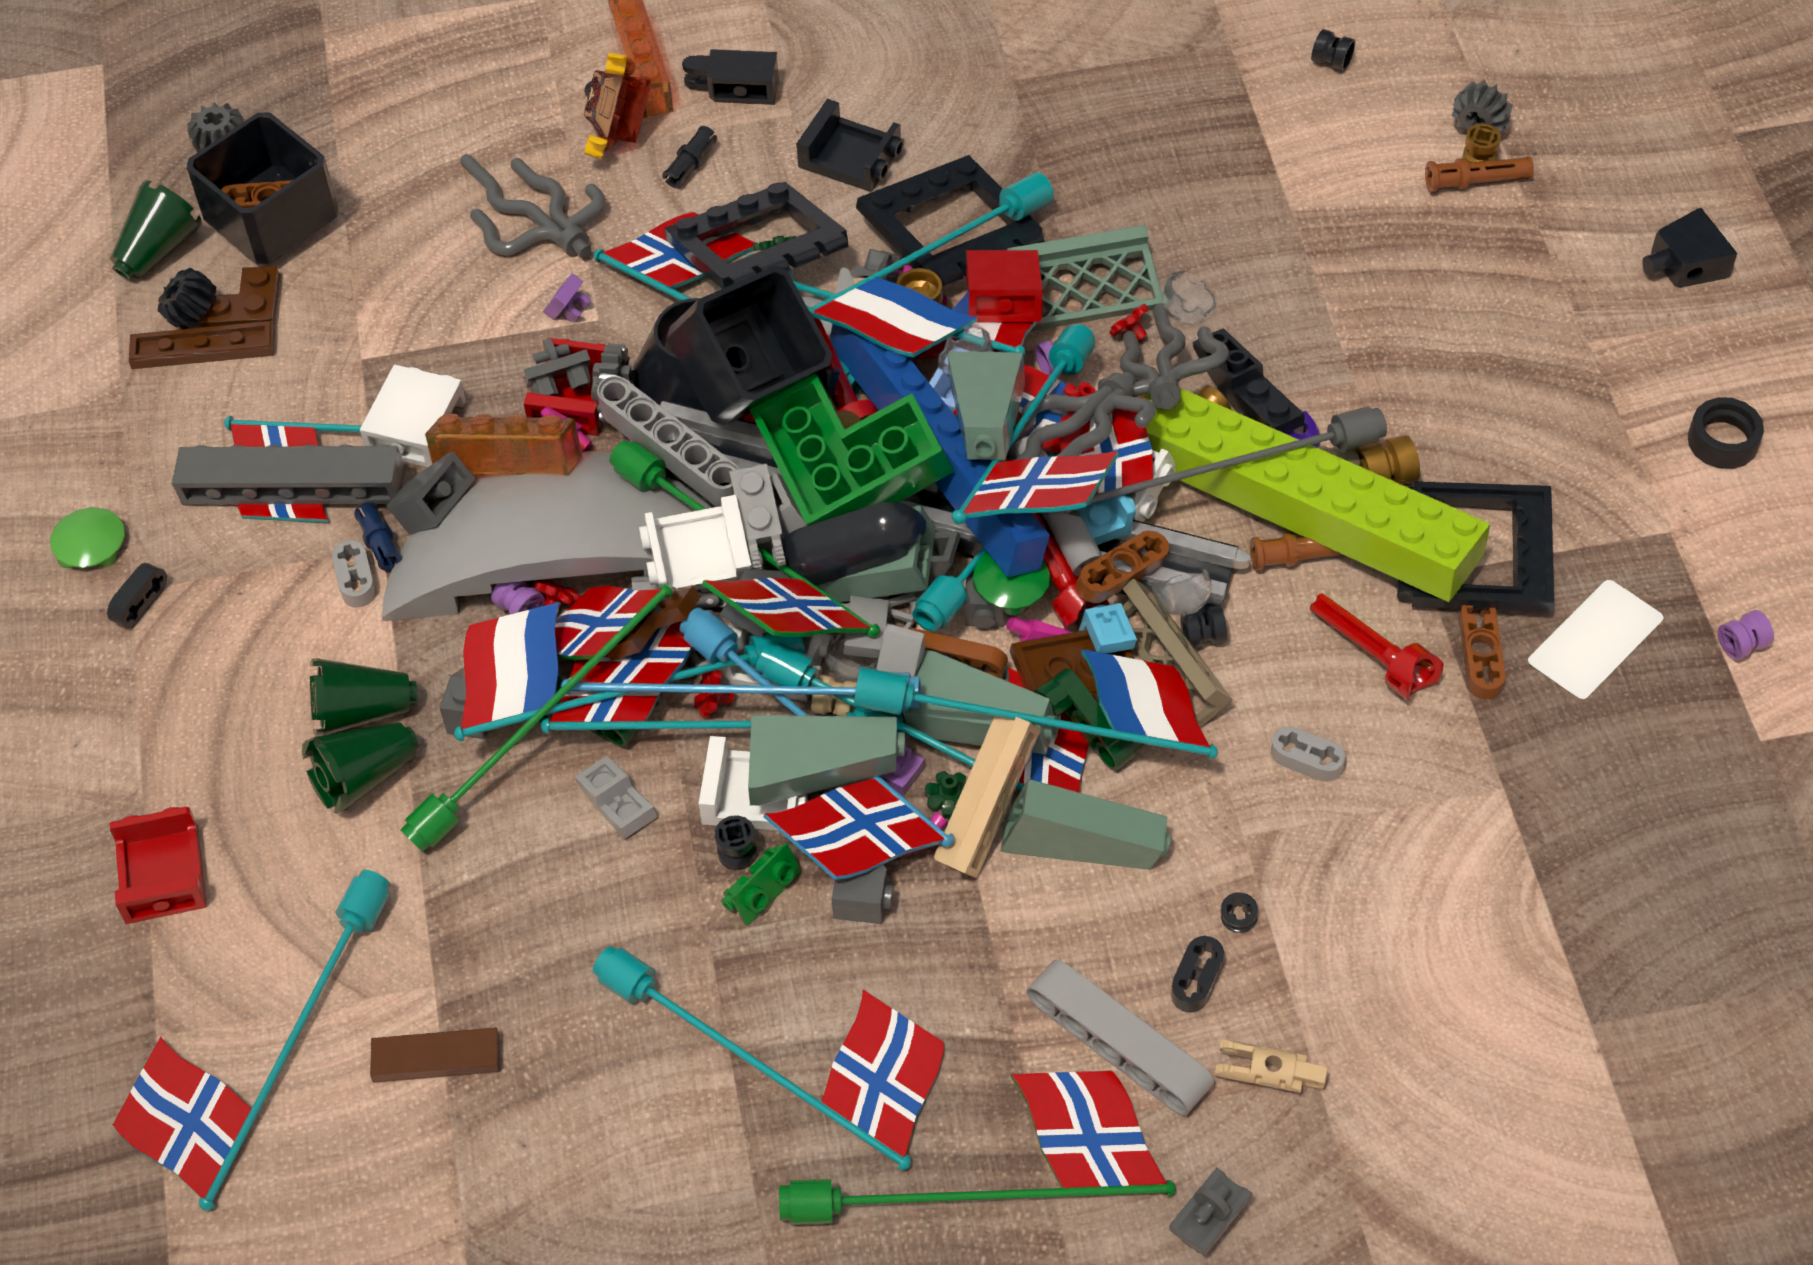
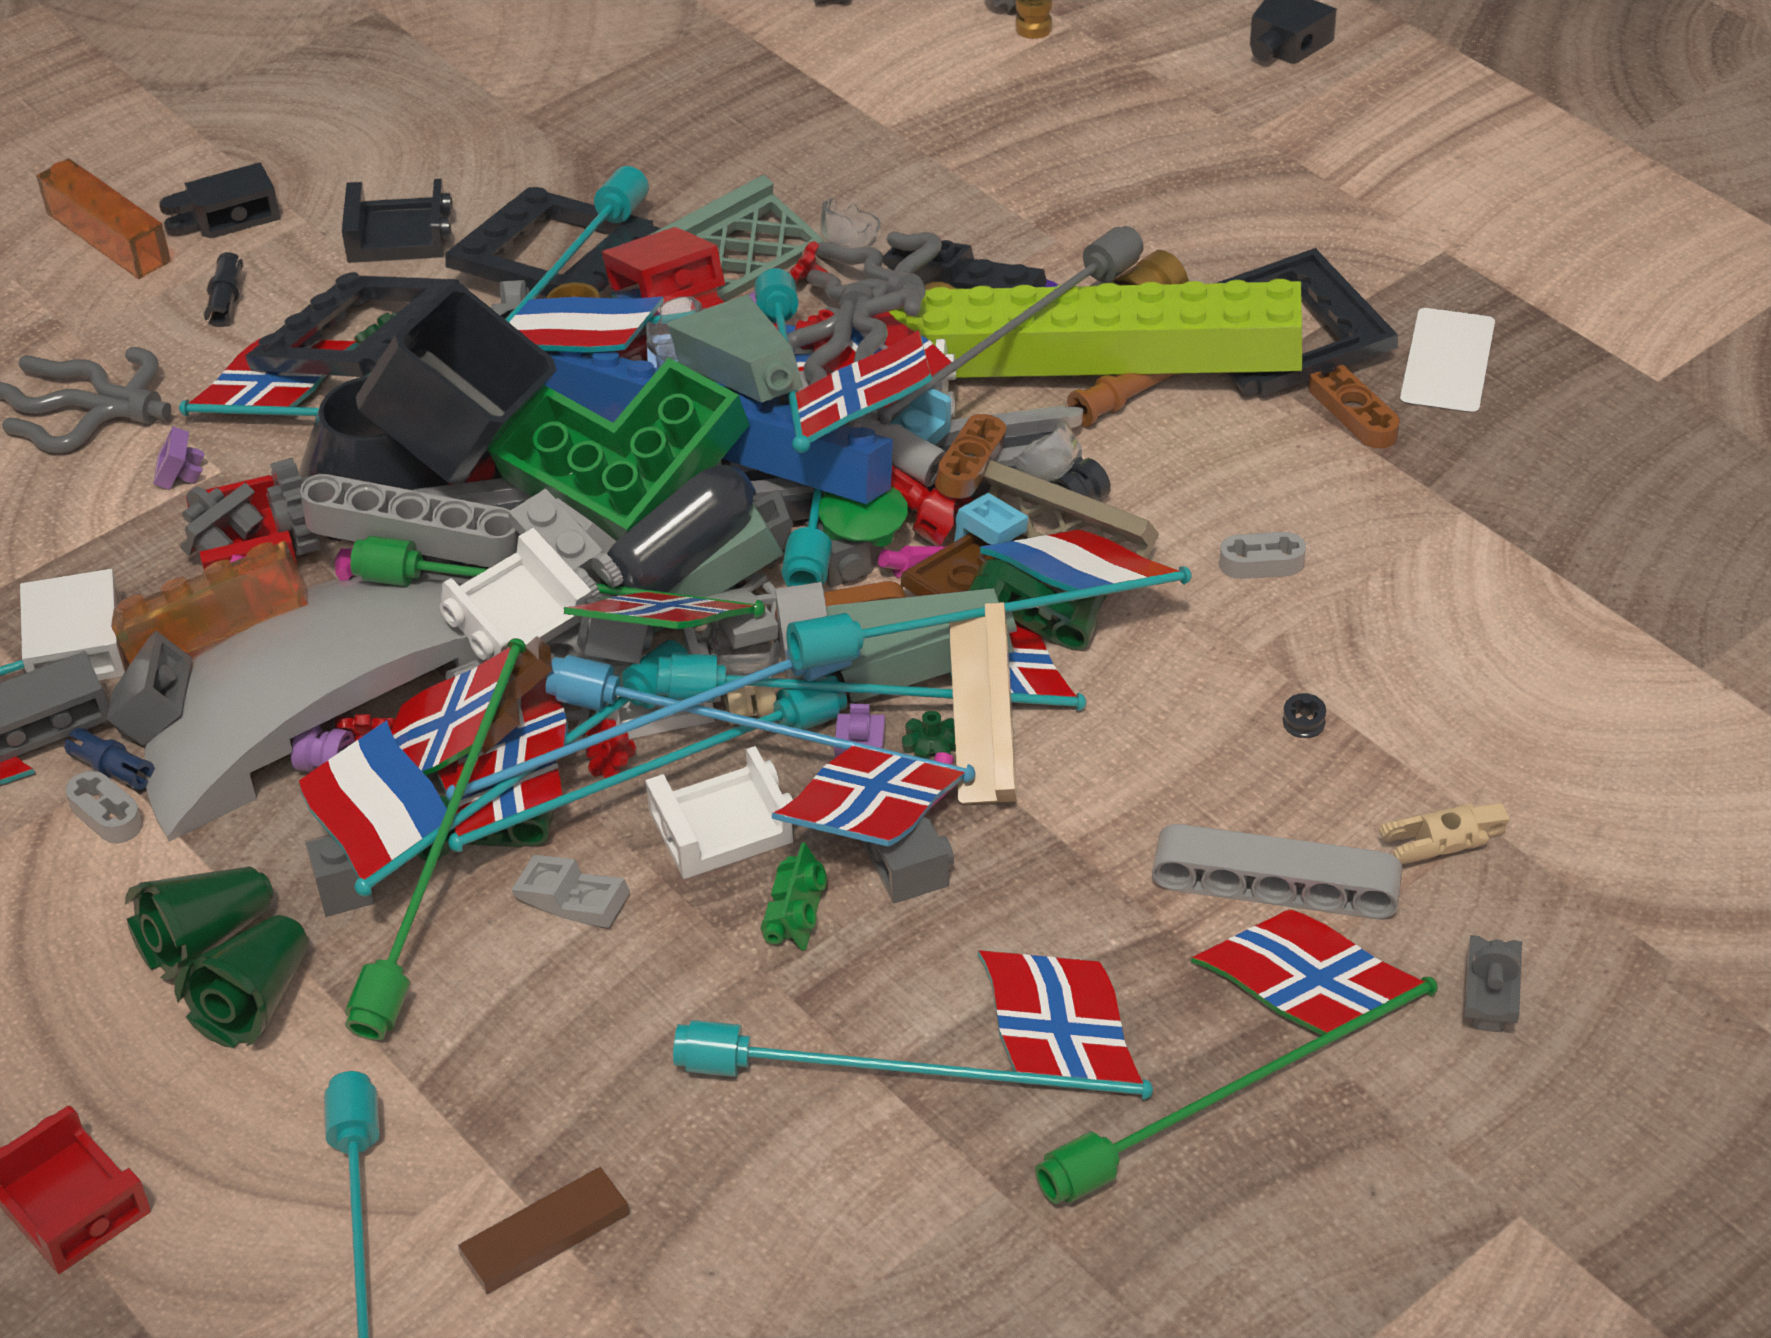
camera: 30 degrees left, 10 degrees down
(615, 104) = (110, 259): torso -> none
(736, 842) = (741, 872): black wheel -> none
(818, 753) = (782, 738): sand green slope -> none
(1082, 828) = (1097, 702): sand green slope -> none
(1205, 977) = (1298, 786): black beam -> none
(1407, 667) = (1304, 441): red piece -> none
(1461, 173) = (1032, 38): dark orange pin -> none
(1731, 412) = (1429, 169): black tyre -> none
(1742, 636) = (1582, 298): medium lavender wheel -> none

